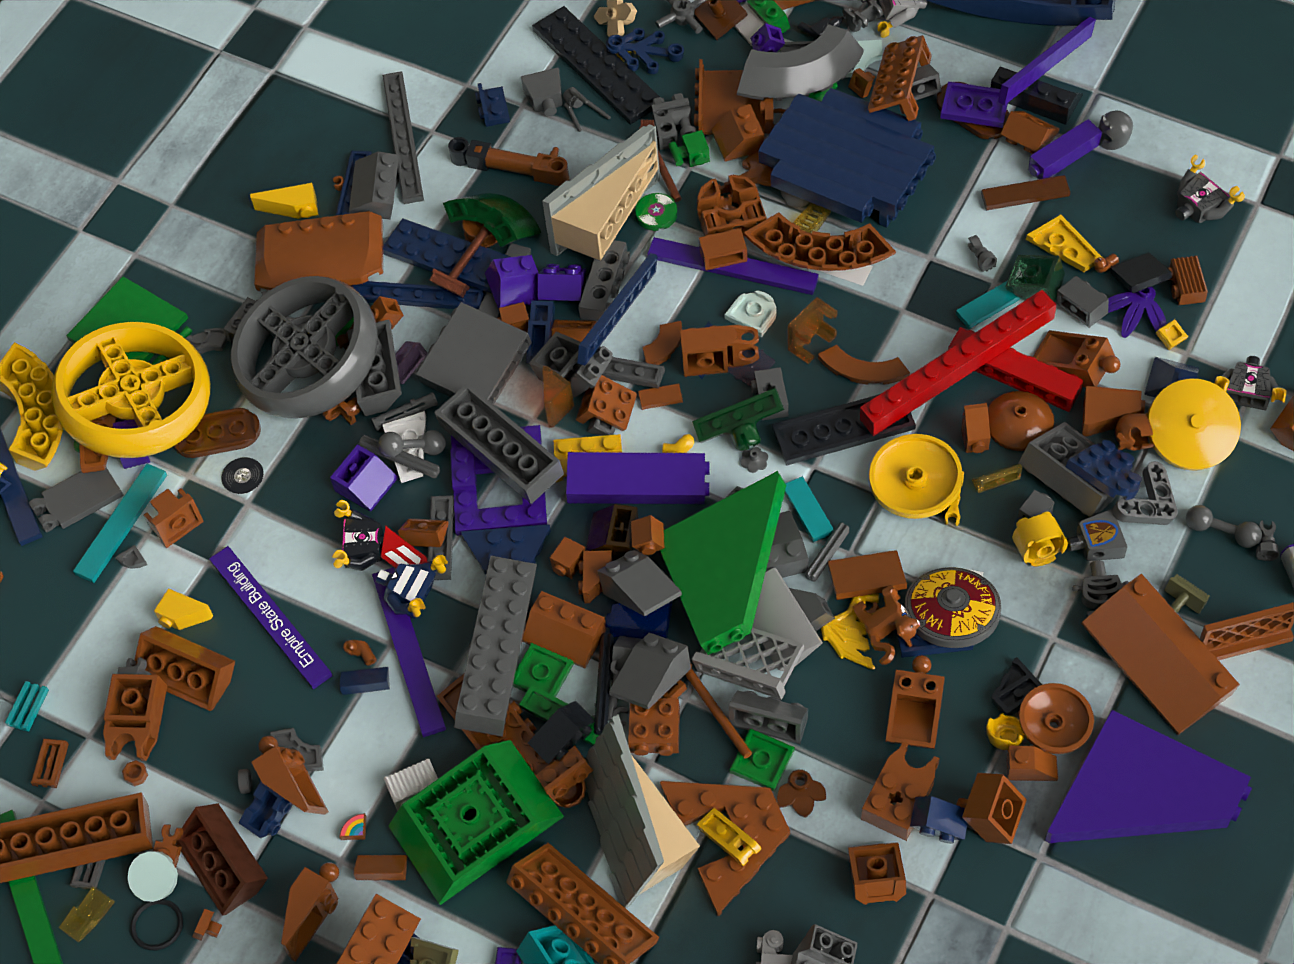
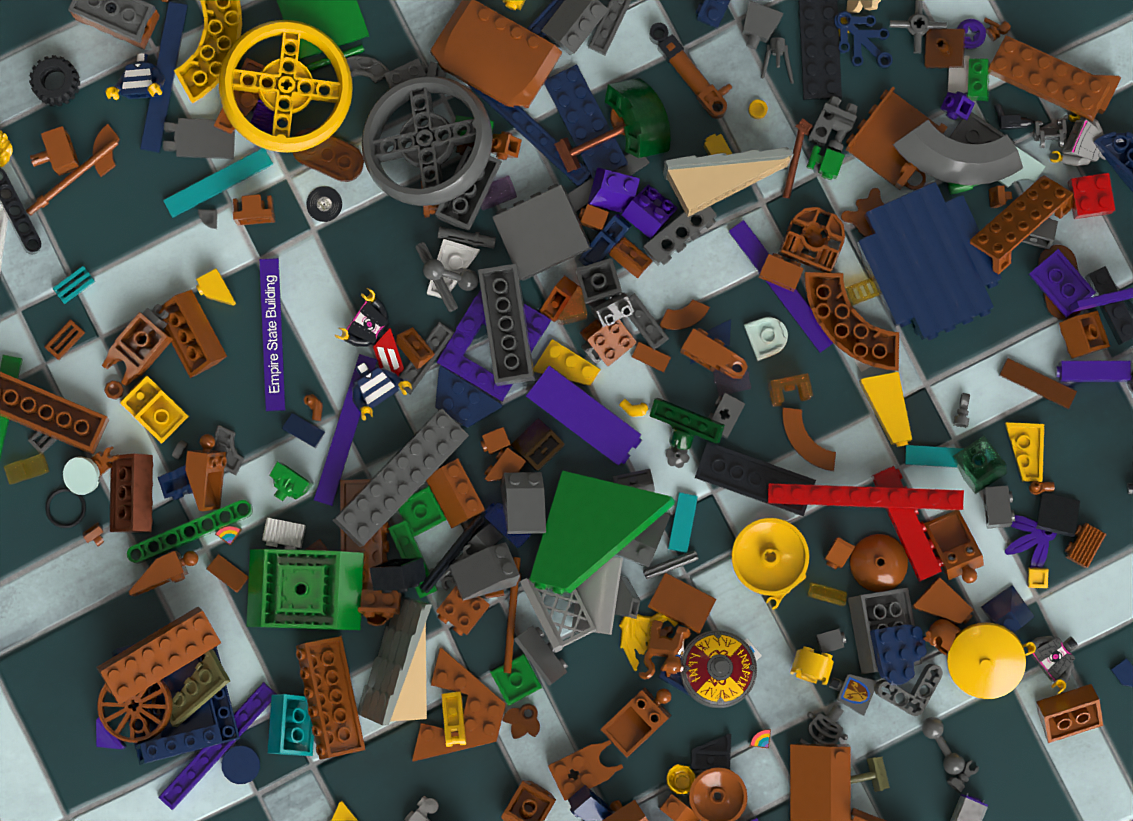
camera: 30 degrees right, 25 degrees up
(190, 762) = (153, 409): none -> yellow slope
(311, 839) = (179, 531): none -> green beam
(363, 478) = (401, 275): dark purple slope -> none
(384, 728) = (288, 482): none -> green brick
(533, 402) = (558, 298): none -> dark orange slope
(594, 152) = (757, 109): none -> yellow tile
(617, 309) = (665, 275): dark blue tile -> none
(647, 535) = (555, 471): dark orange brick -> none
(656, 211) = (763, 197): green tile -> none
(738, 133) = (869, 177): dark orange slope -> none
(912, 289) = (888, 404): none -> yellow slope
(942, 32) = (1091, 196): none -> red brick
(1050, 643) = (761, 739): none -> tile

